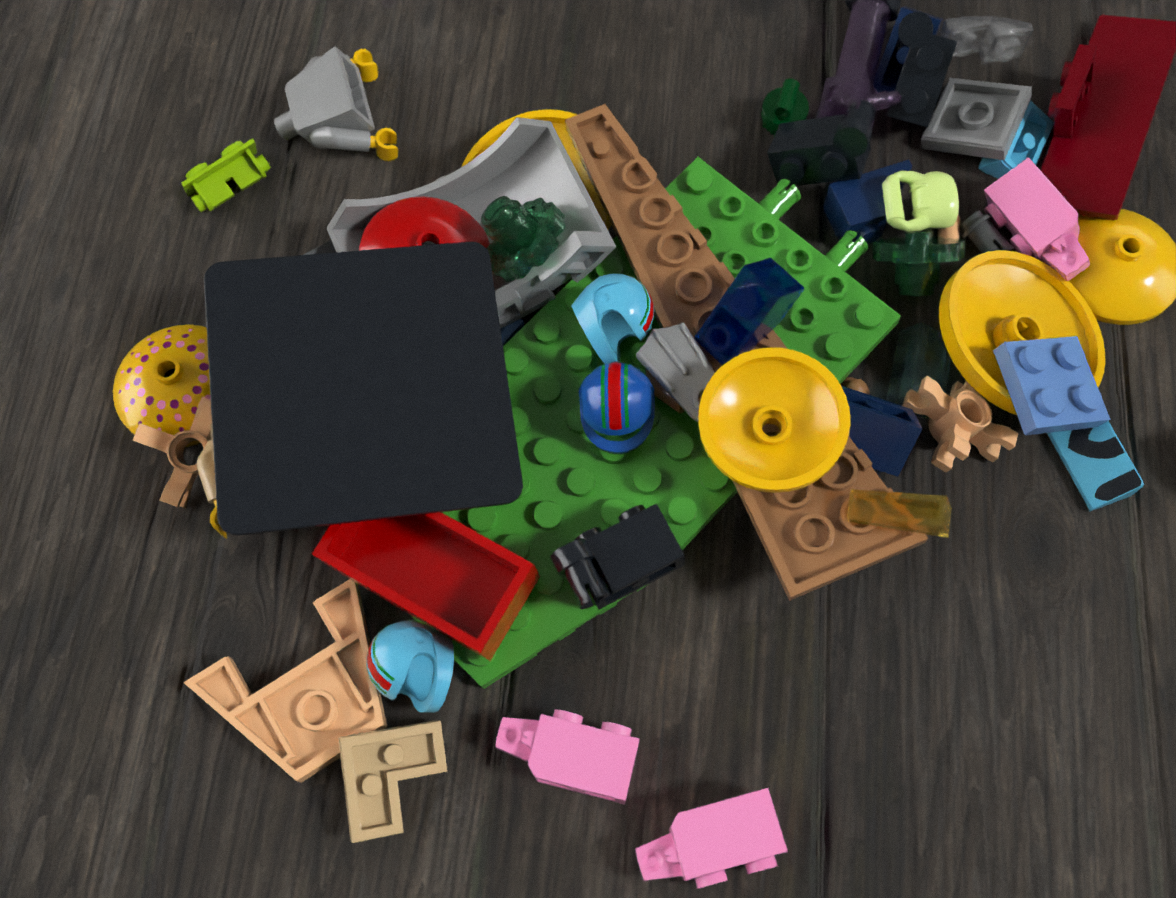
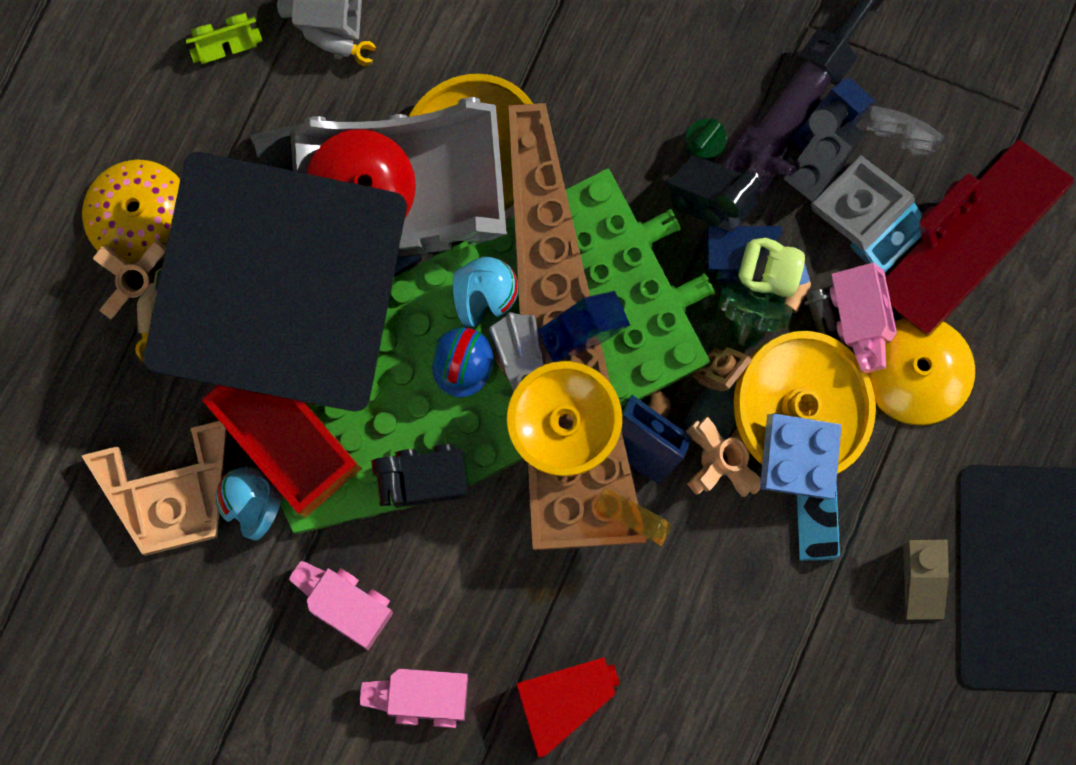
camera: 15 degrees right, 10 degrees up
(375, 764) = (200, 562): tan plate -> none
(521, 235) = (438, 198): clear green plant -> none
(900, 783) = (565, 700): none -> red slope
(918, 323) = (723, 370): none -> medium nougat slope

